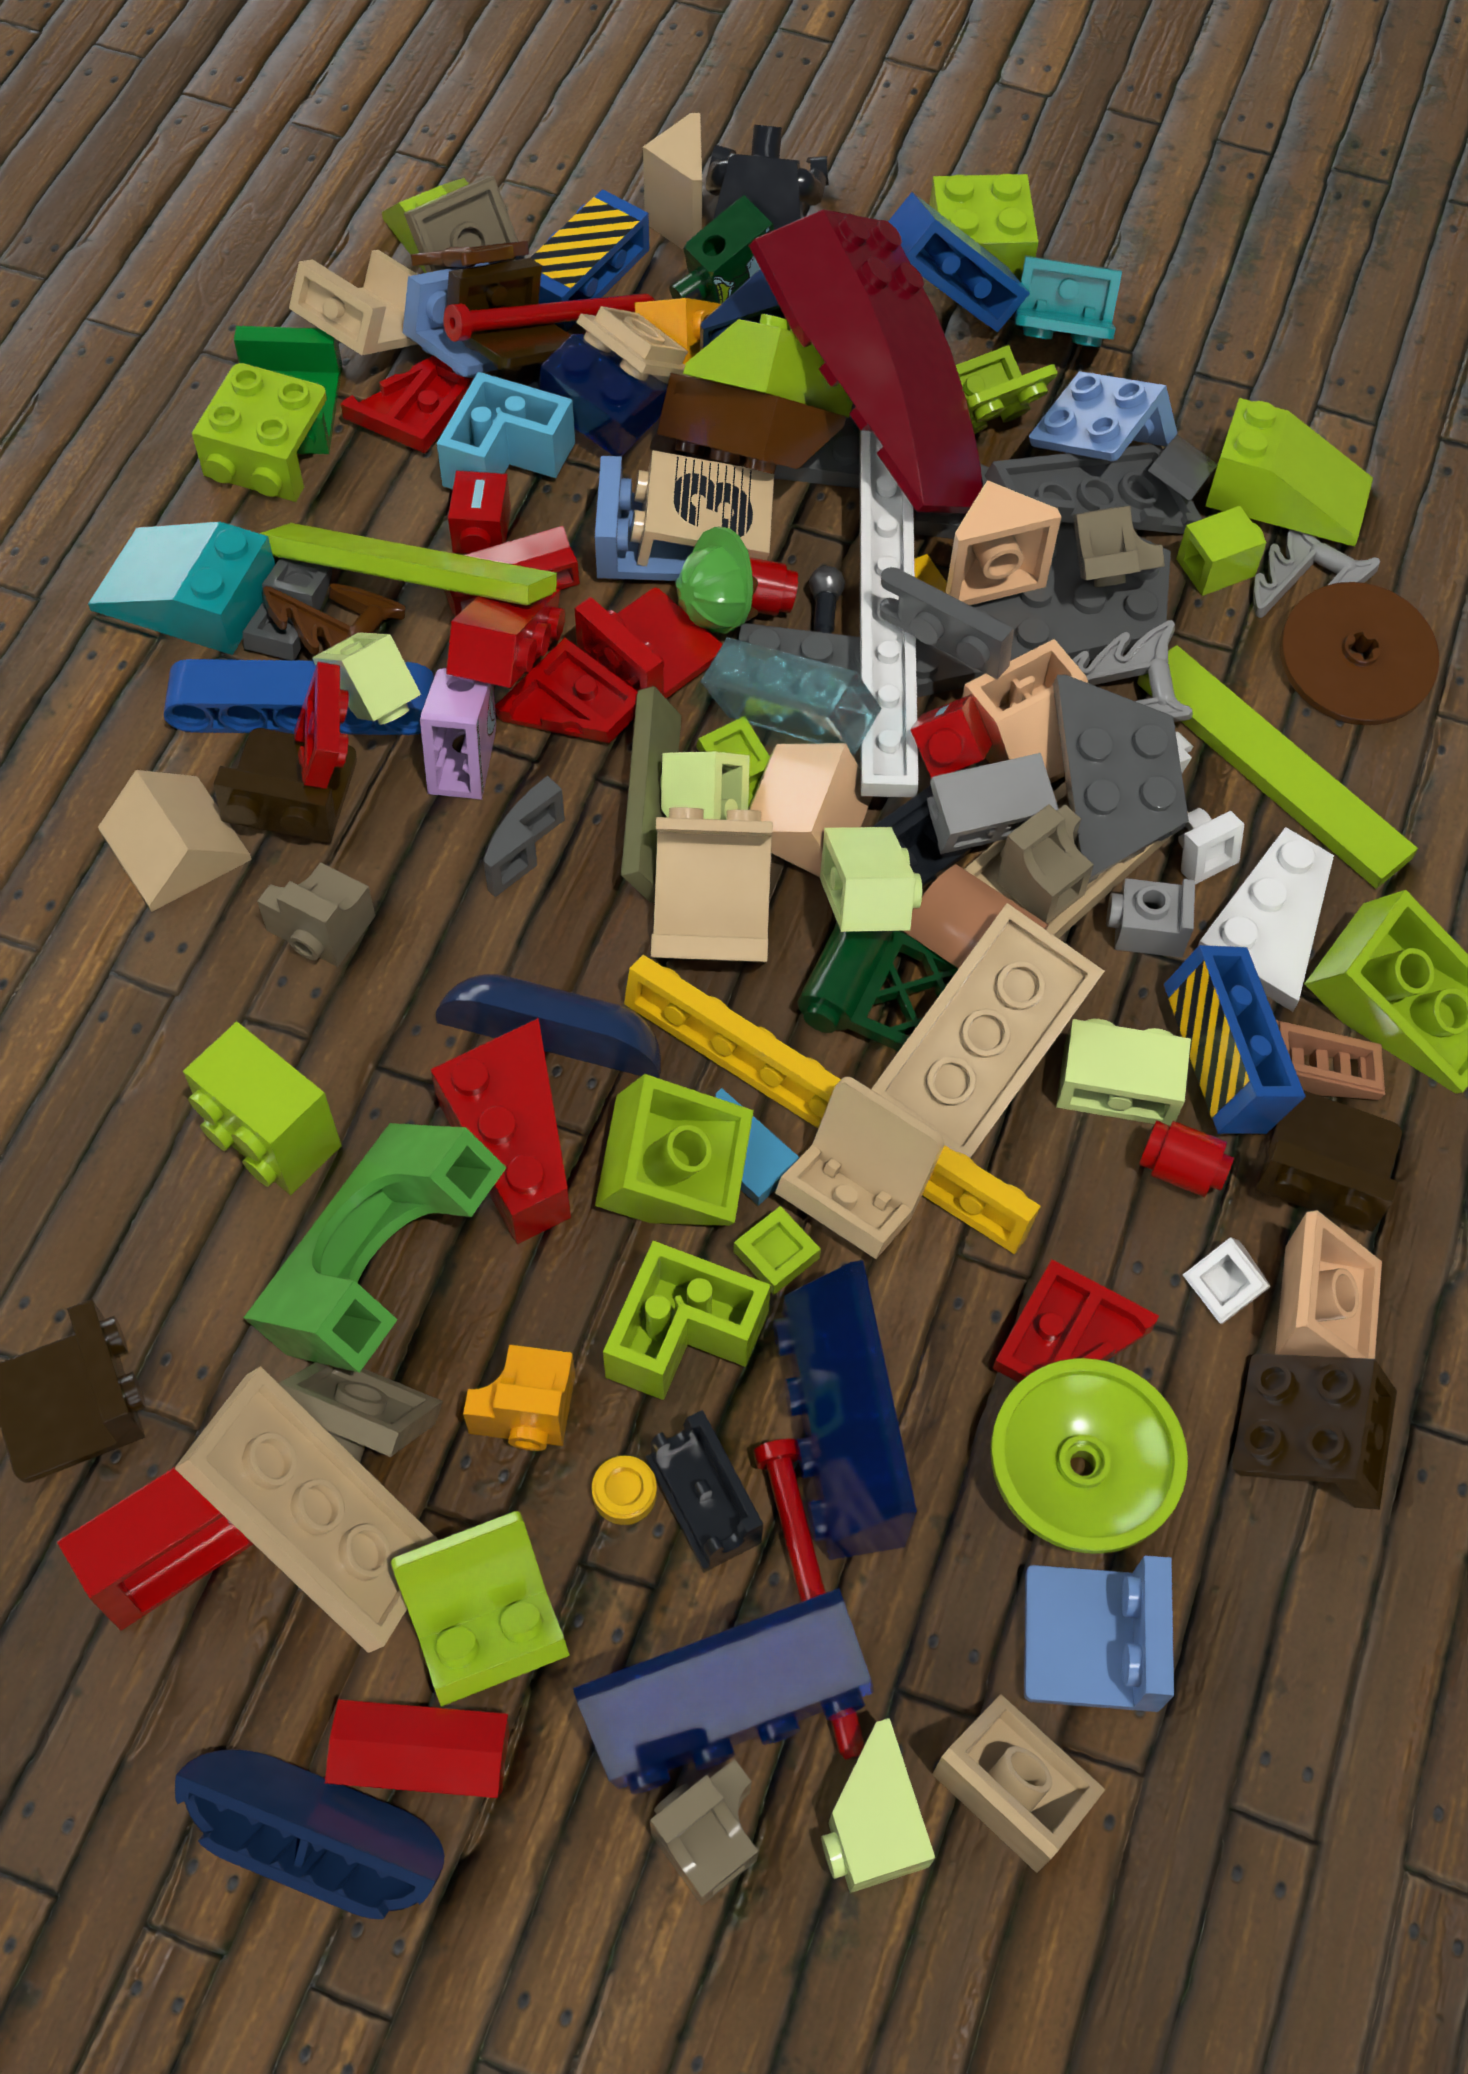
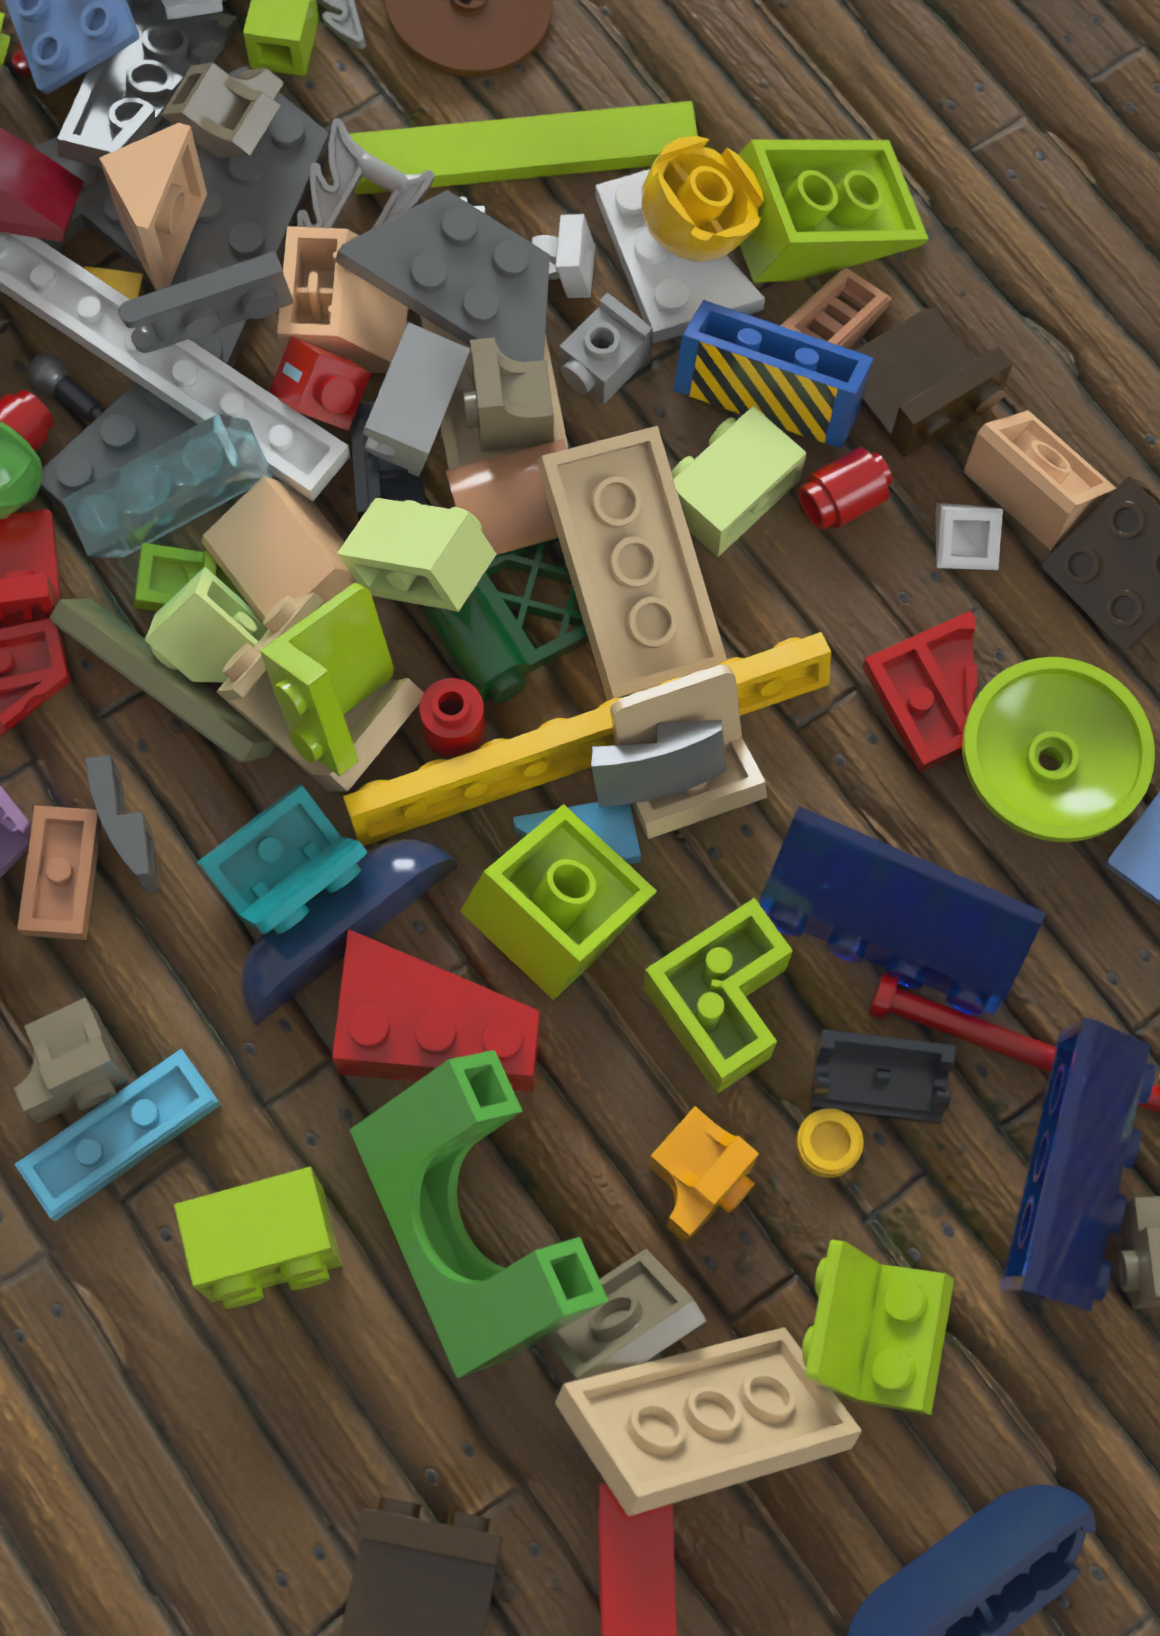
camera: 55 degrees left, 10 degrees up
(291, 983) = (117, 1135): none -> medium azure tile
(417, 1748) = (954, 1458): red piece -> none
(455, 822) = (60, 873): none -> nougat plate
(568, 944) = (282, 863): none -> teal bracket
(724, 875) = (325, 671): none -> lime bracket
(765, 991) = (452, 717): none -> red brick
(777, 1249) = (701, 873): lime plate -> none
(842, 1161) = (679, 760): none -> dark grey slope
(1324, 887) = (700, 200): none -> yellow cylinder

